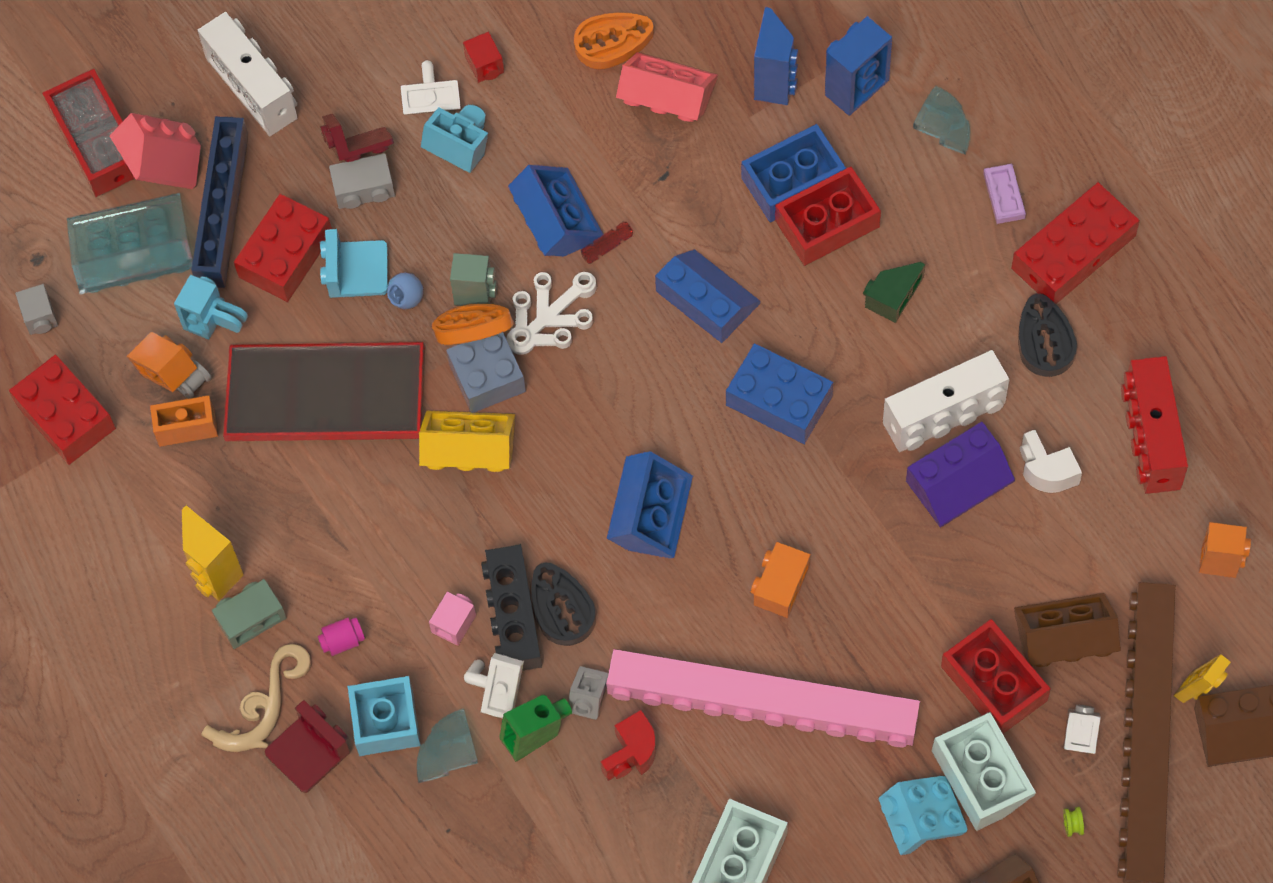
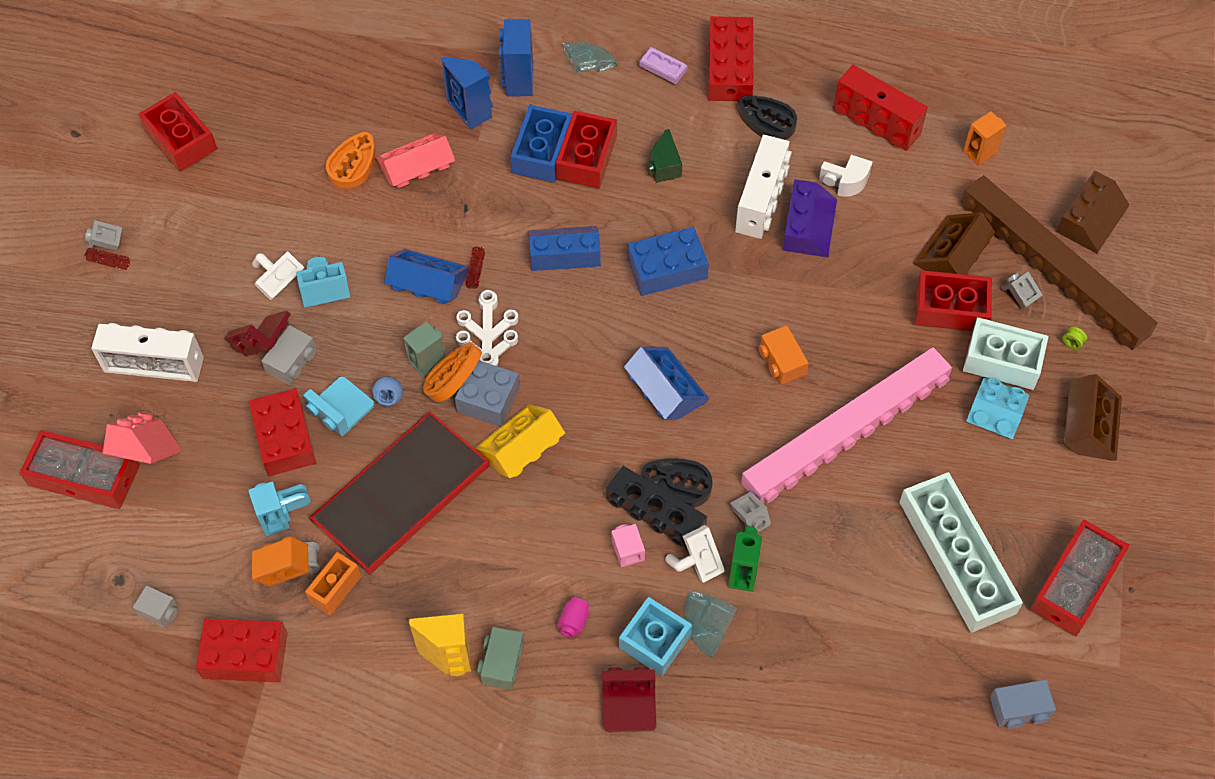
camera: 50 degrees left, 5 degrees down
(129, 243) = (176, 515): clear light blue slope -> none
(220, 200) = (210, 437): dark blue brick -> none
(254, 739) = (575, 698): tan plant -> none
(483, 57) = (287, 229): red brick -> none
(638, 747) = (814, 513): red brick -> none
(1203, 679) = (1058, 202): yellow plate -> none

